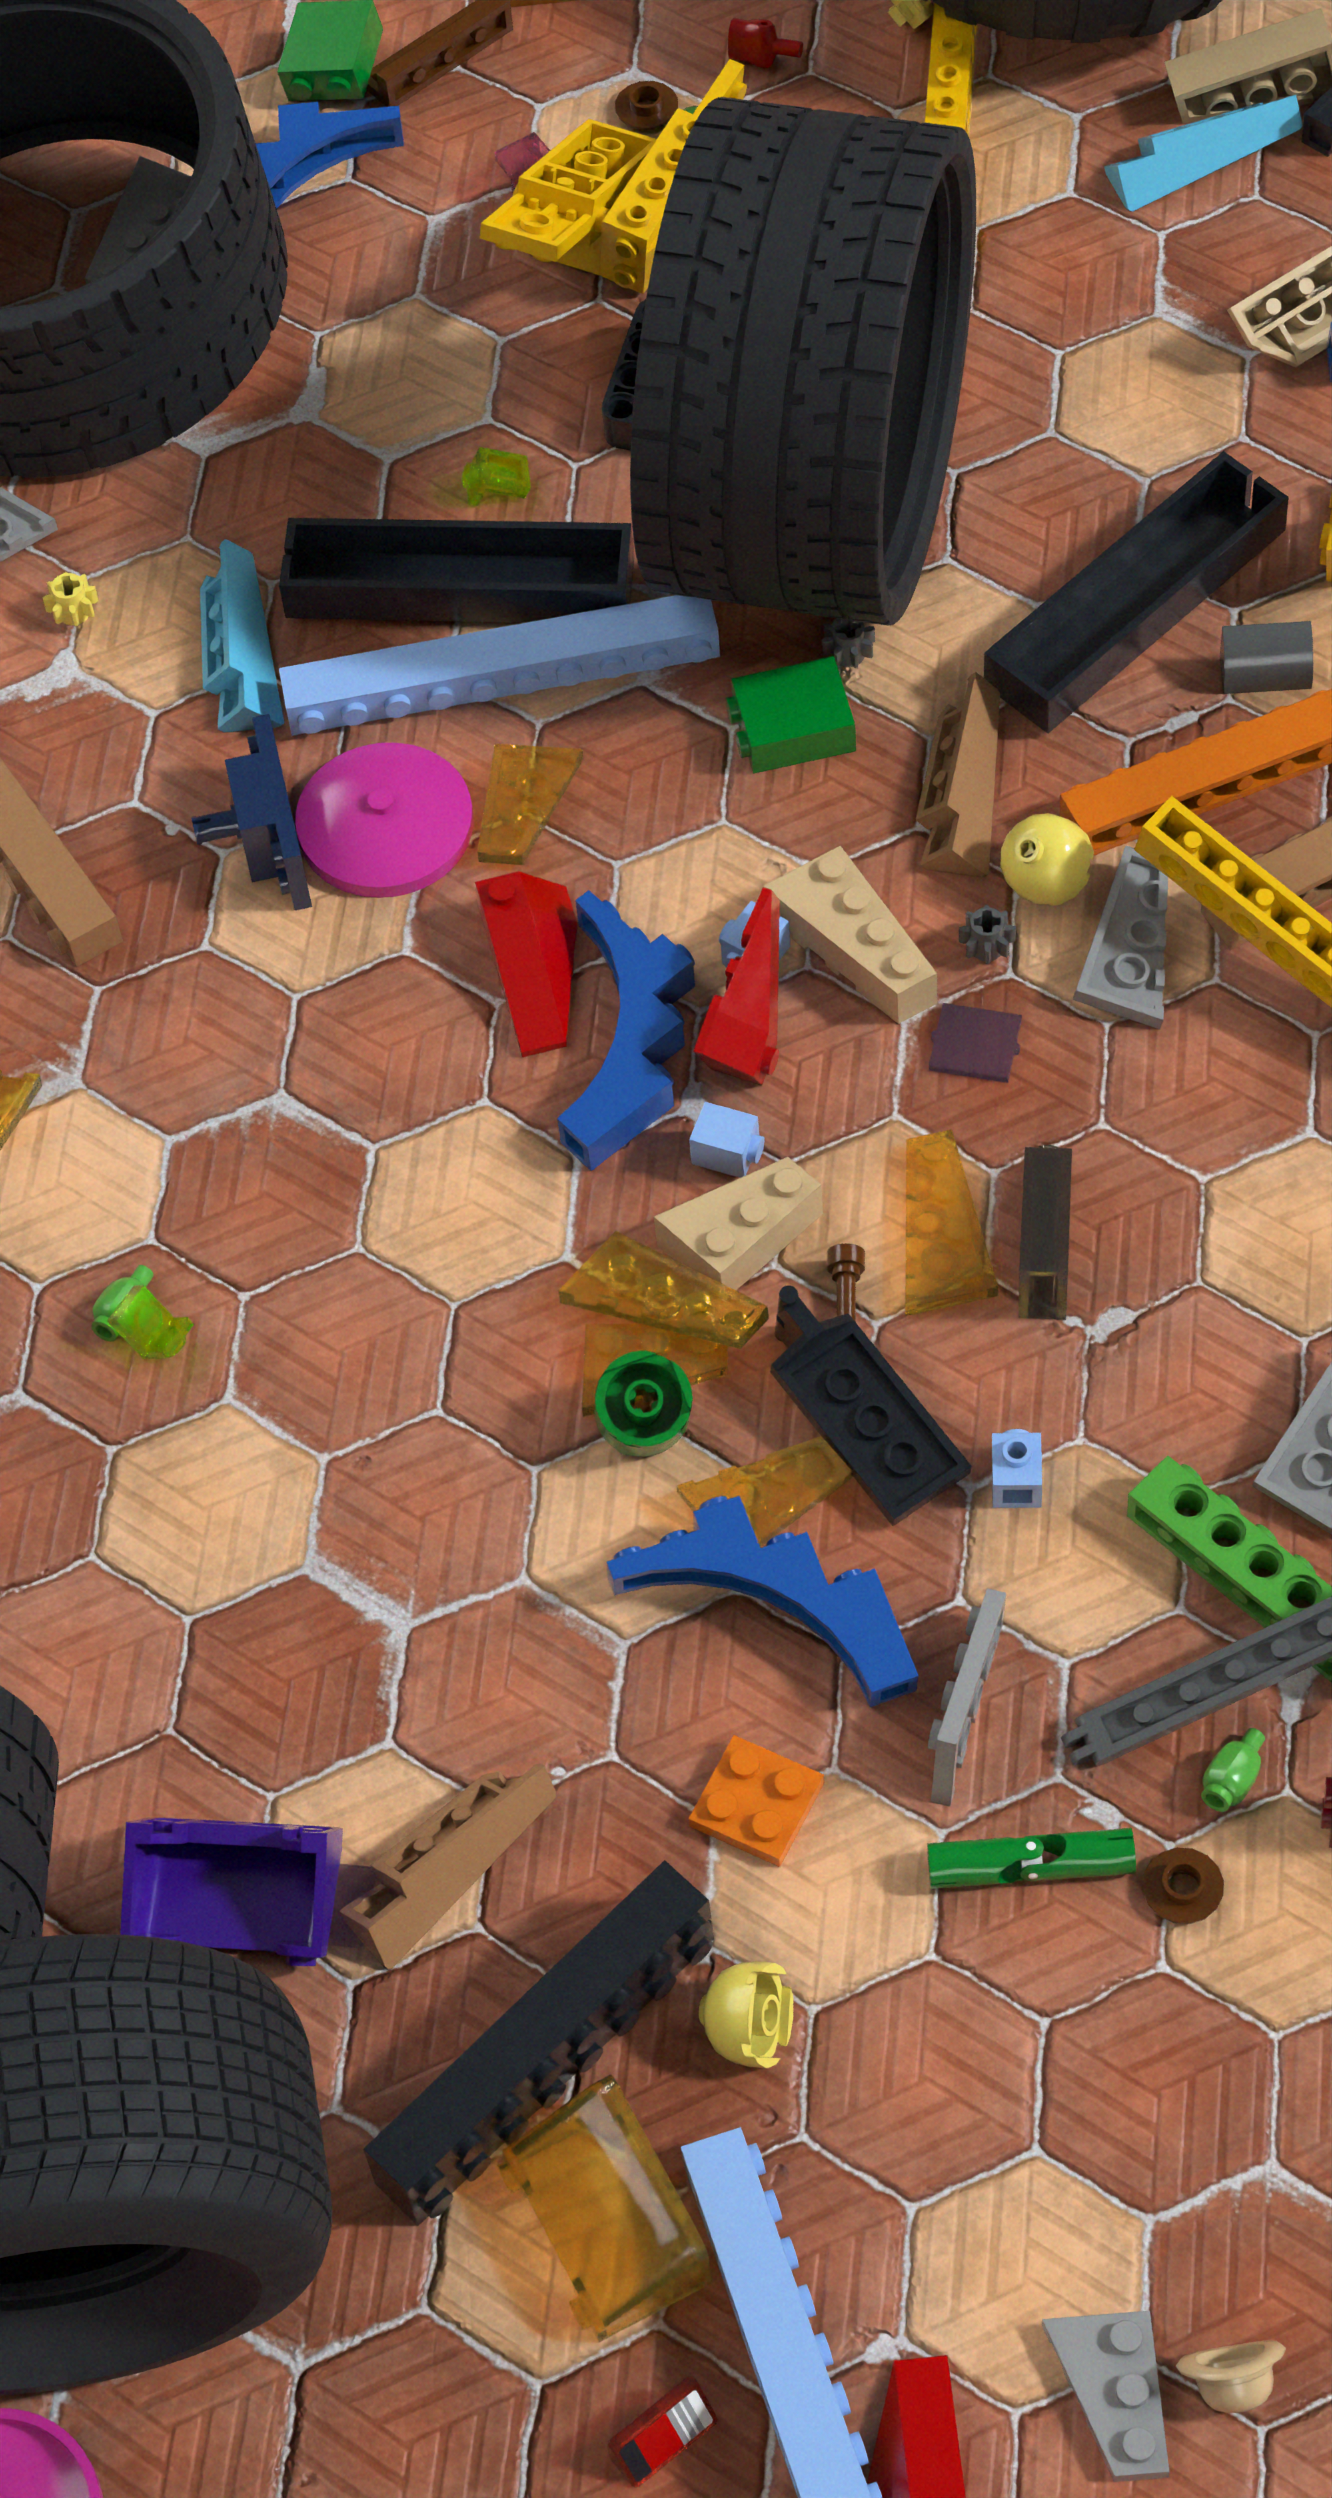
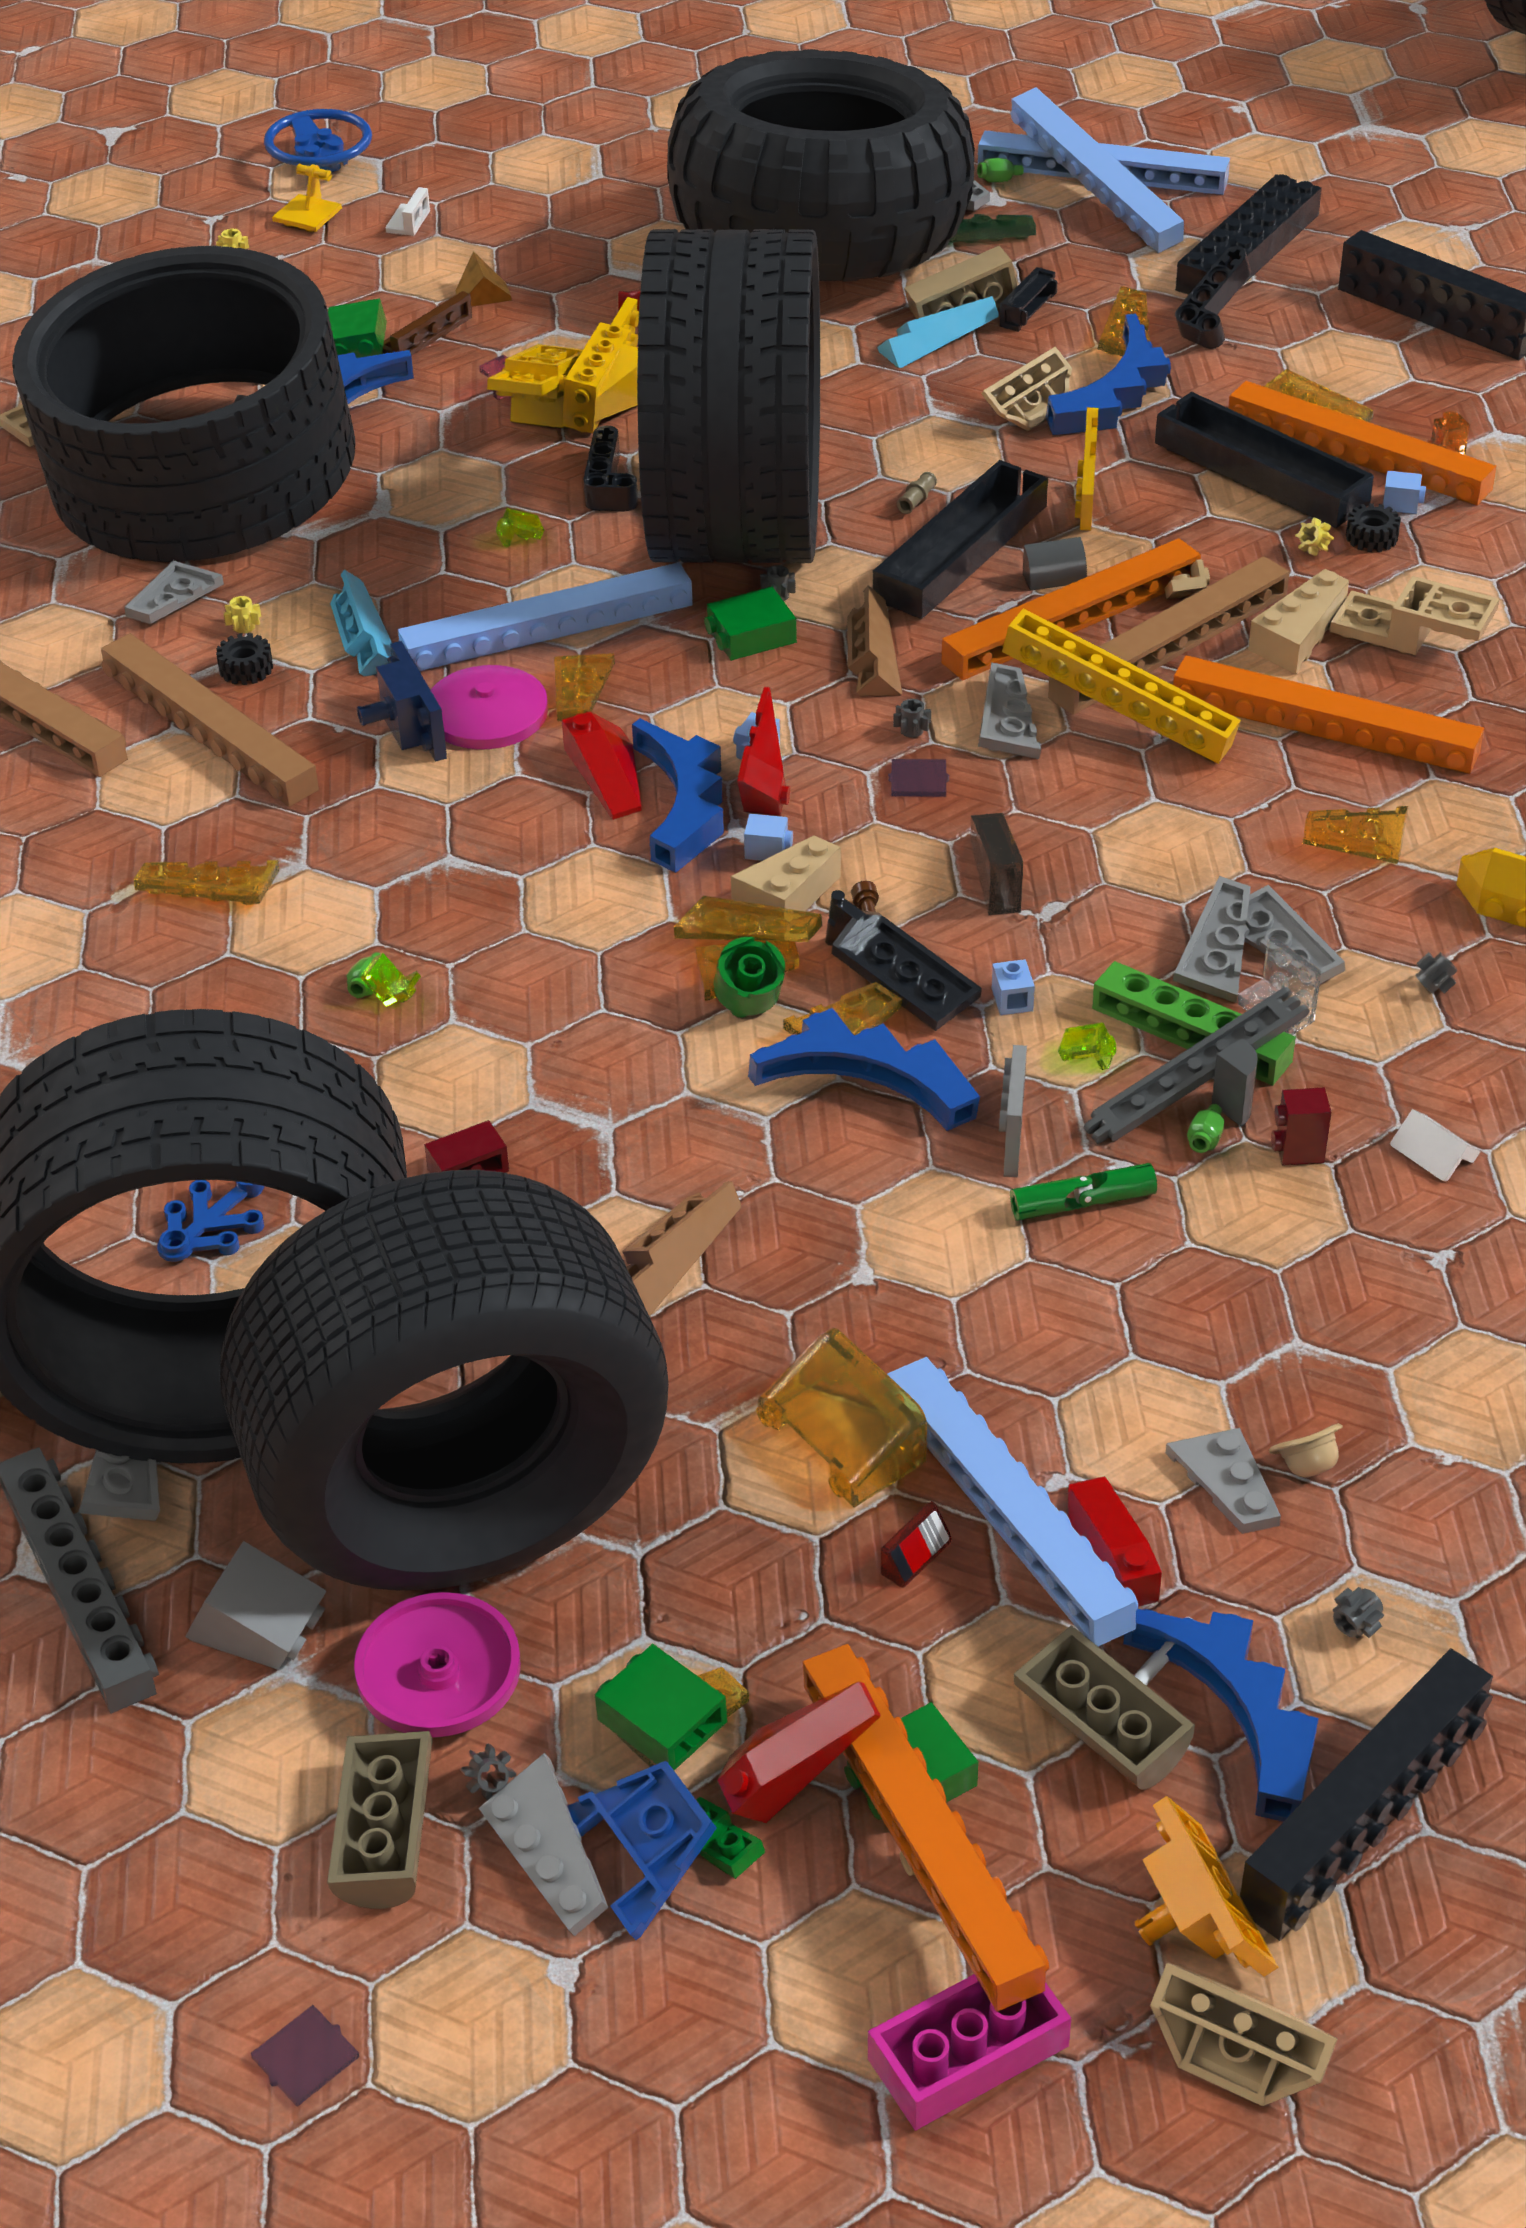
camera: 15 degrees left, 15 degrees down
(54, 665) = (244, 658): none -> black tyre
(195, 1658) = (468, 1149): none -> dark red brick
(453, 569) = (500, 570): black piece -> none
(541, 2044) = (770, 1331): black piece -> none
(646, 116) = (570, 339): reddish brown piece -> none
(748, 2013) = (910, 1297): light yellow cylinder -> none
(756, 1800) = (883, 1188): orange plate -> none
(856, 934) = (828, 727): tan wedge -> none
(943, 1234) = (926, 876): clear yellow wing -> none
(1046, 859) = (941, 673): light yellow cylinder -> none
(1095, 481) = (916, 492): none -> dark tan pin
(1100, 1591) = (1087, 1042): none -> clear neon green bracket
(1178, 1907) = (1186, 1205): reddish brown piece -> none
(1288, 1707) = (1235, 1080): none -> dark grey brick

